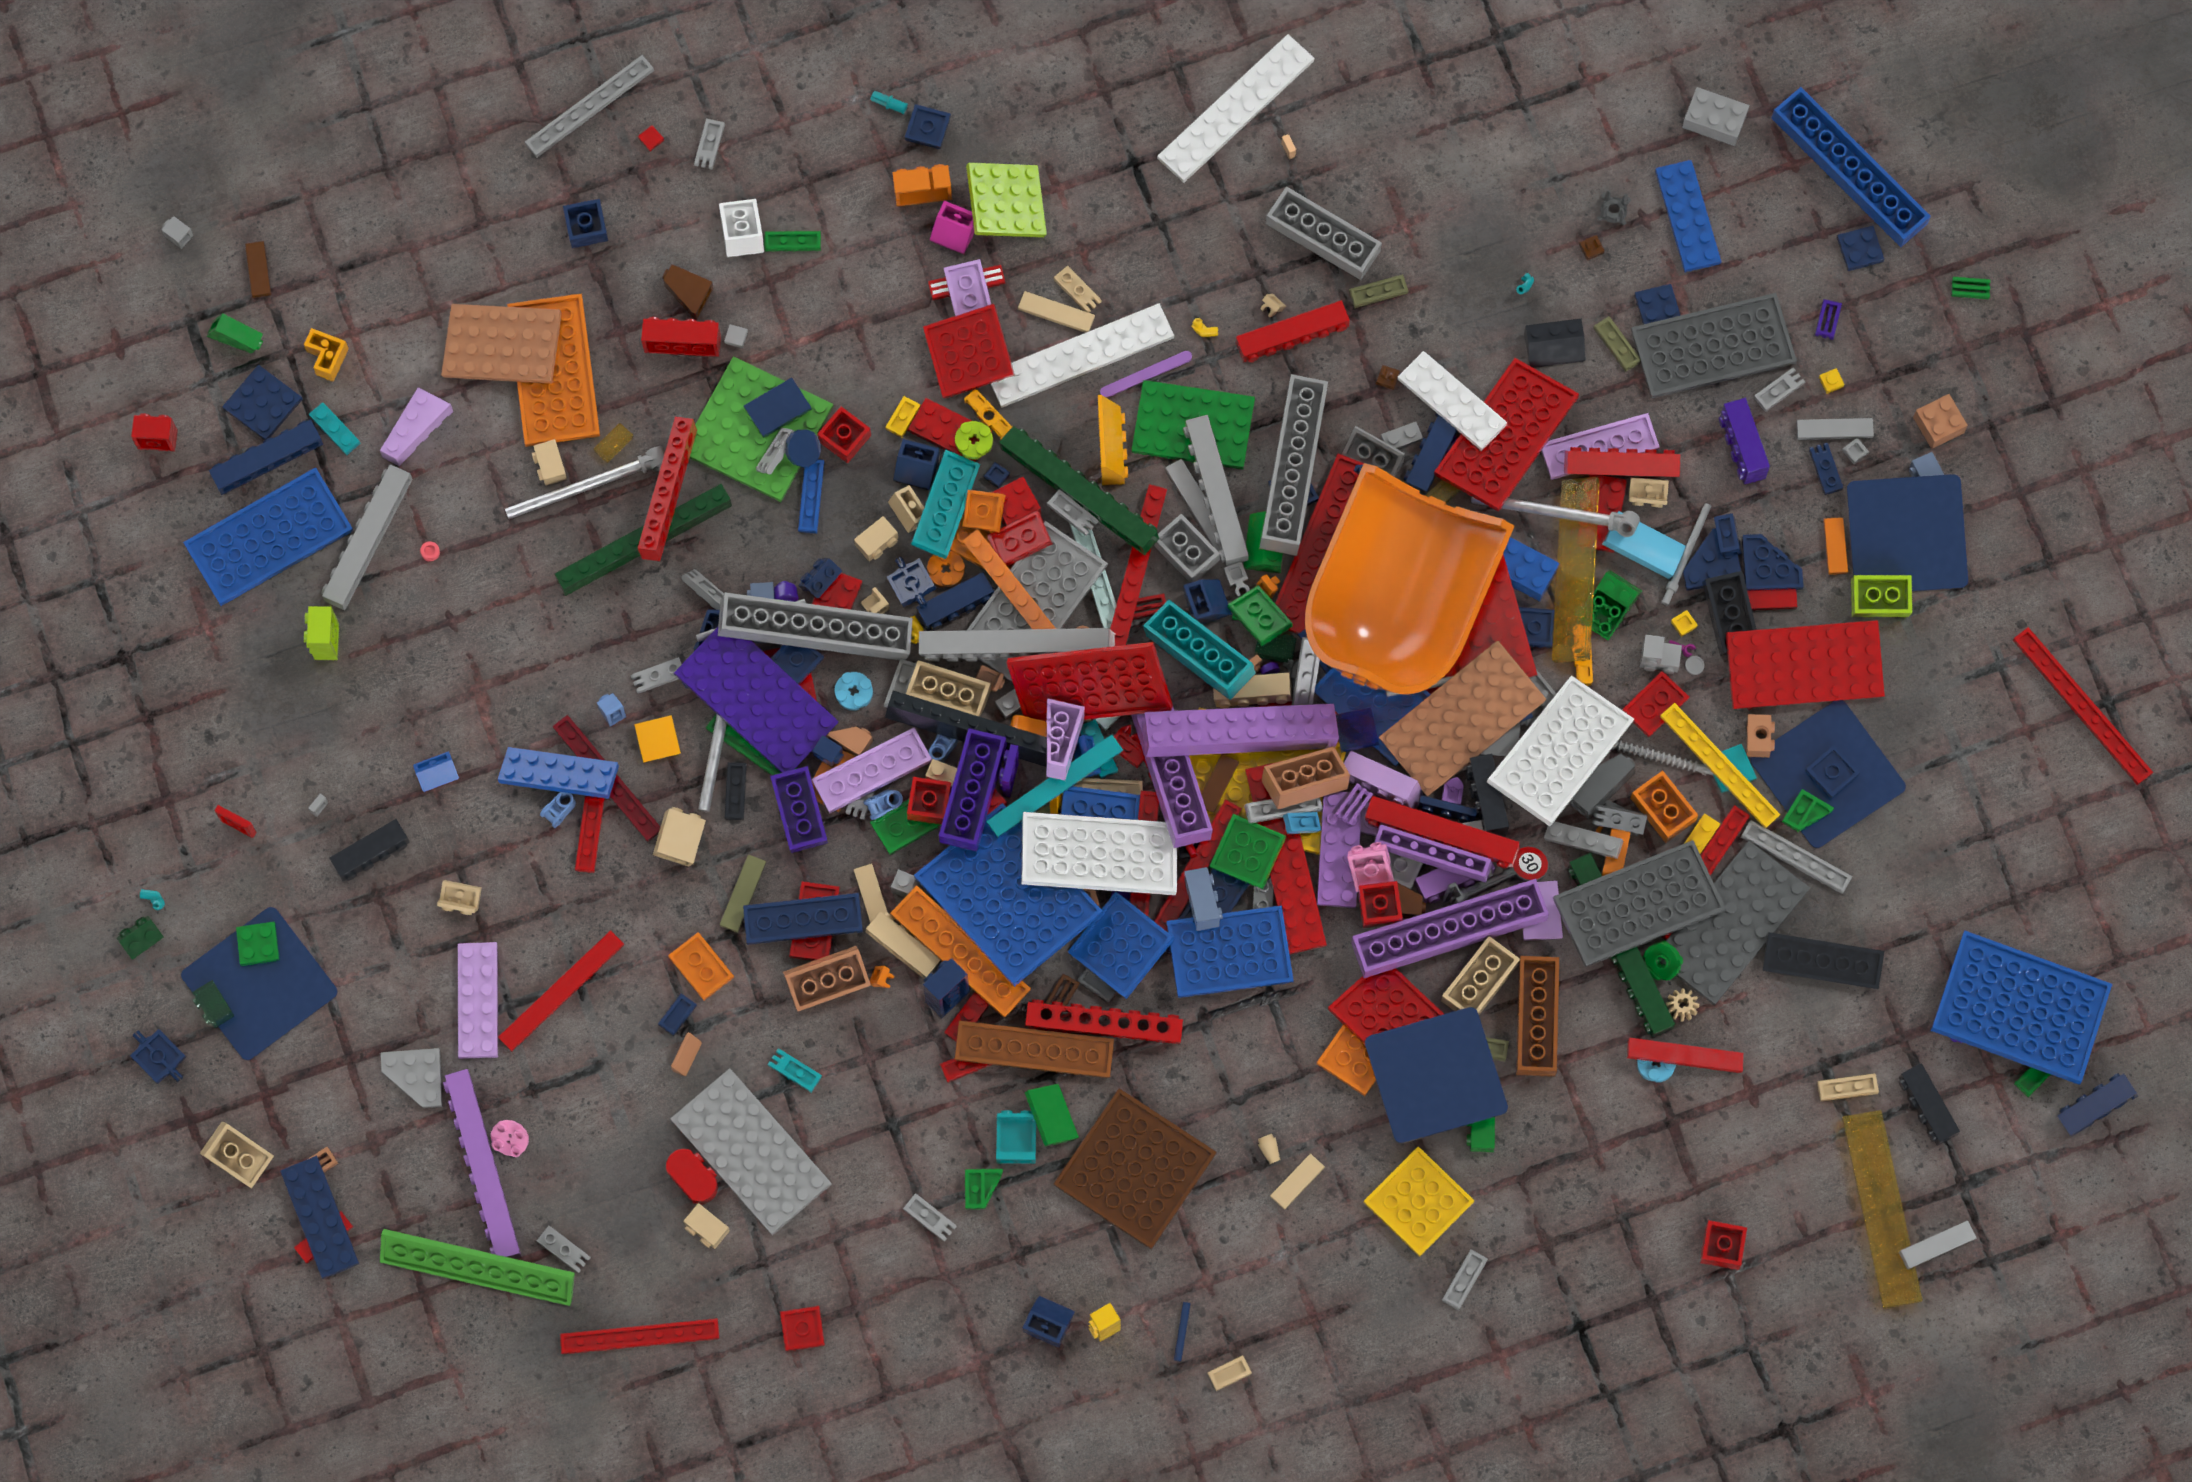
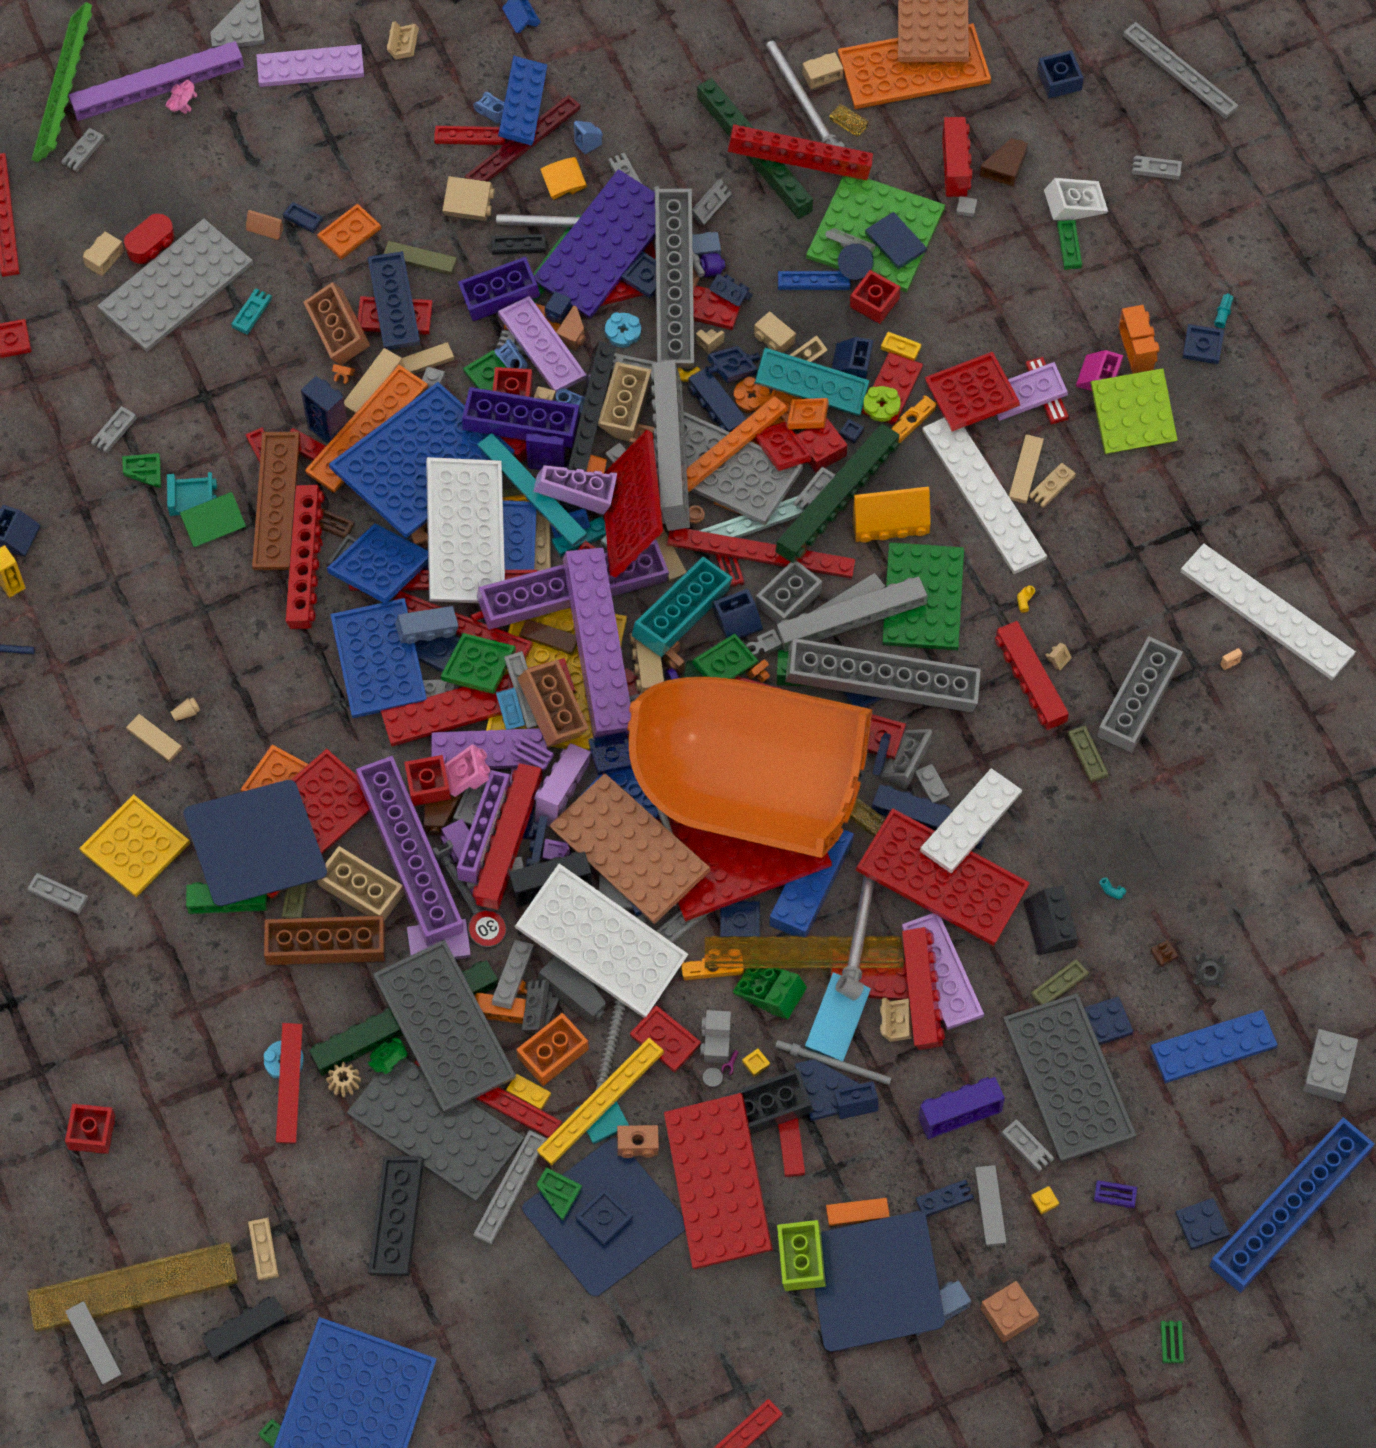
camera: 85 degrees right, 10 degrees down
(561, 991) = (321, 126): red tile -> none
(651, 138) = (1156, 122): red tile -> none
(1135, 1168) = (163, 596): reddish brown plate -> none
(1146, 374) = (971, 551): medium lavender piece -> none
(1388, 377) = (996, 764): reddish brown tile -> none
(1768, 566) = (826, 1143): dark blue plate -> none
(1855, 451) = (967, 1228): light grey tile -> none

